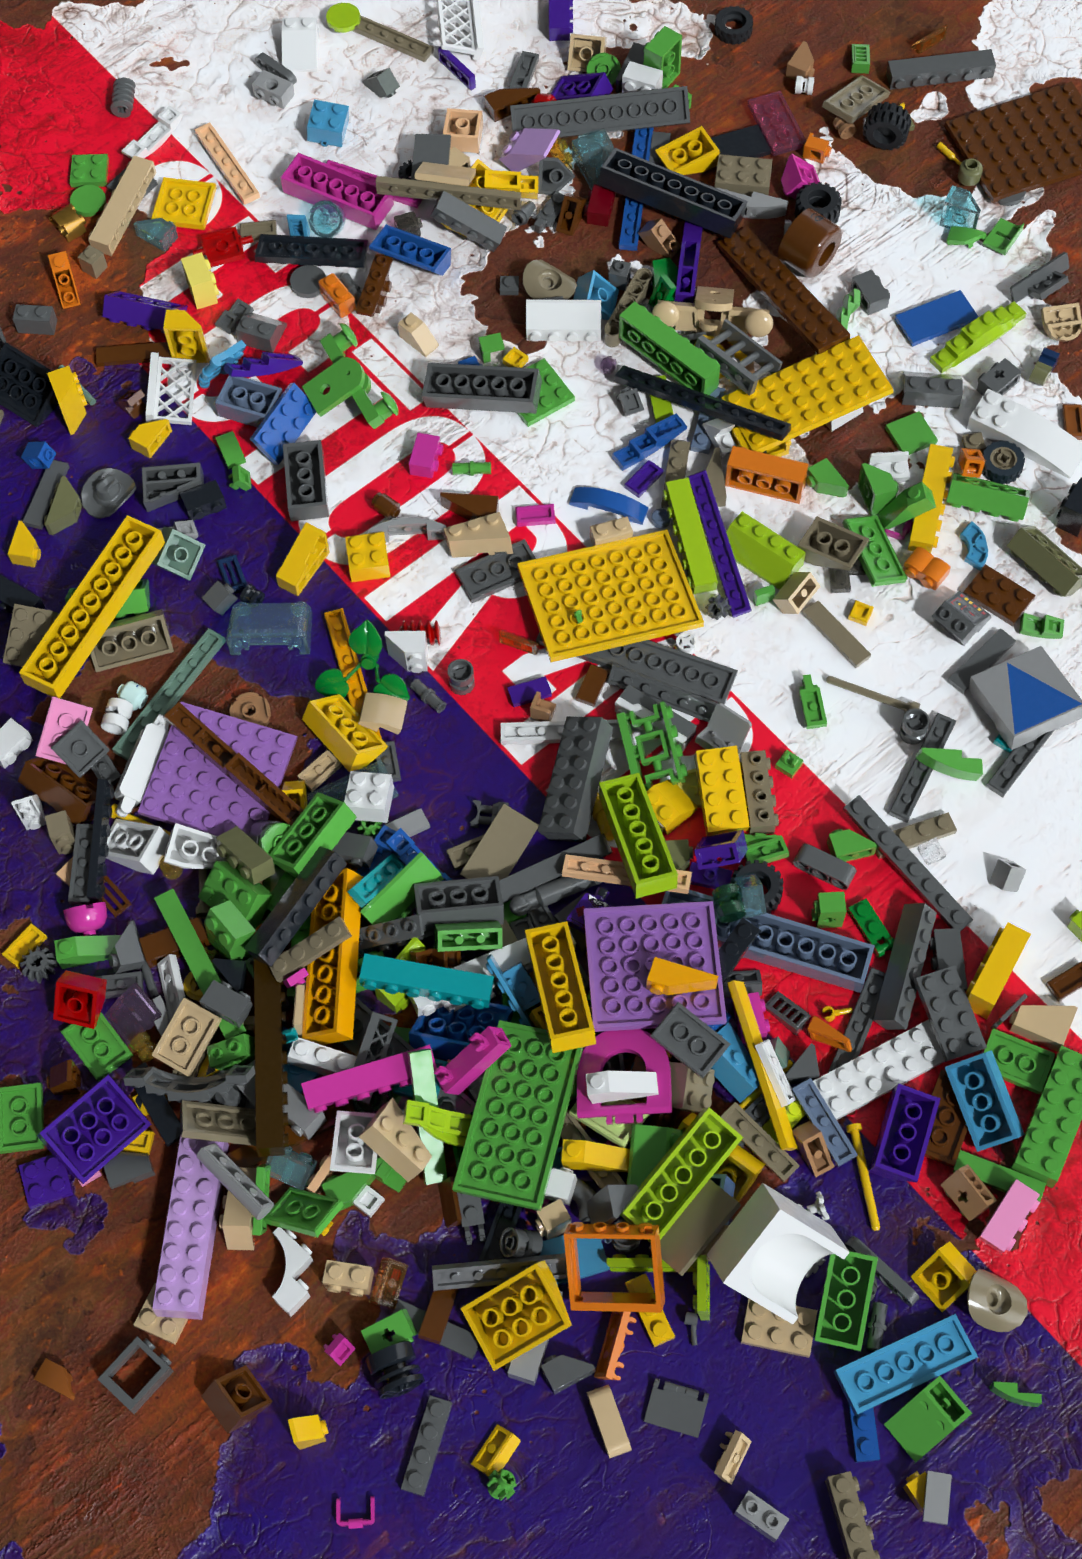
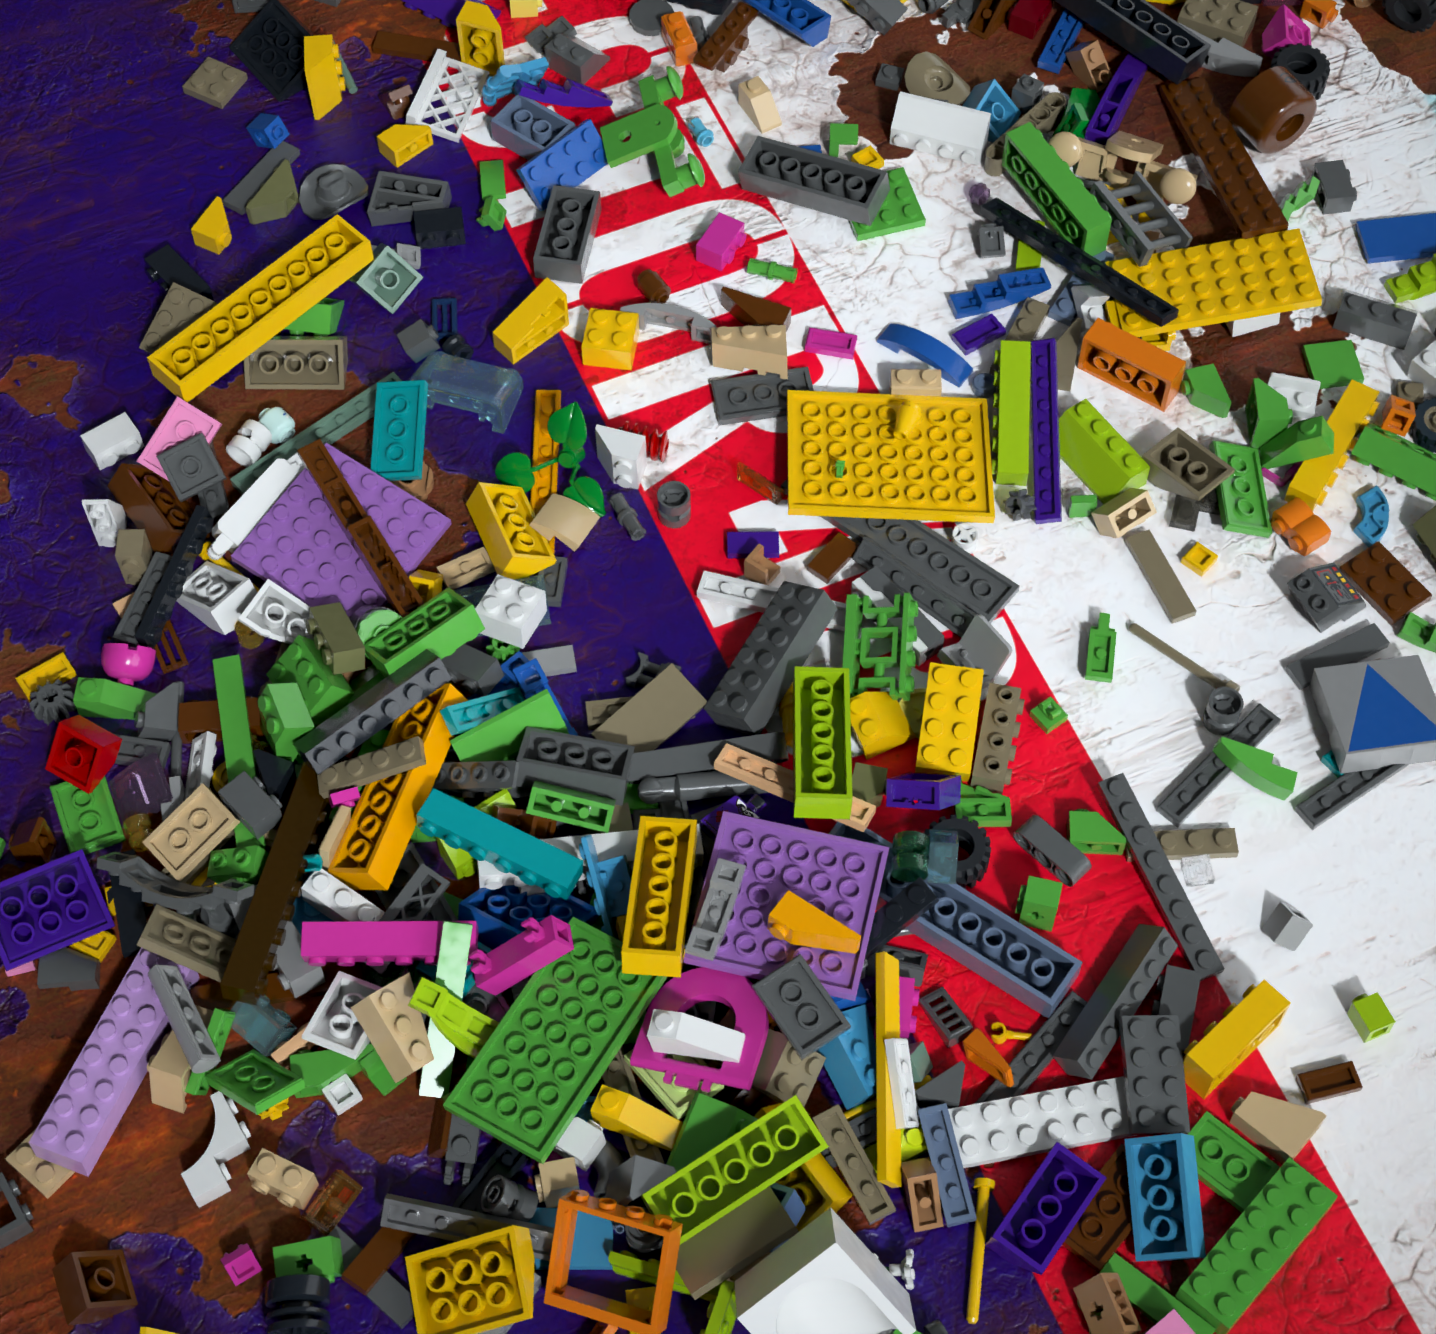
camera: 15 degrees right, 5 degrees down
(233, 675) = (399, 430): none -> teal plate
(383, 371) = (703, 135): none -> medium azure pin
(606, 985) = (716, 910): none -> light grey slope
(615, 561) = (906, 419): none -> yellow cone
(710, 877) = (898, 819): dark purple plate -> none
(871, 927) = (1088, 941): green plate -> none
(1009, 1011) = (1233, 1095): dark grey piece -> none

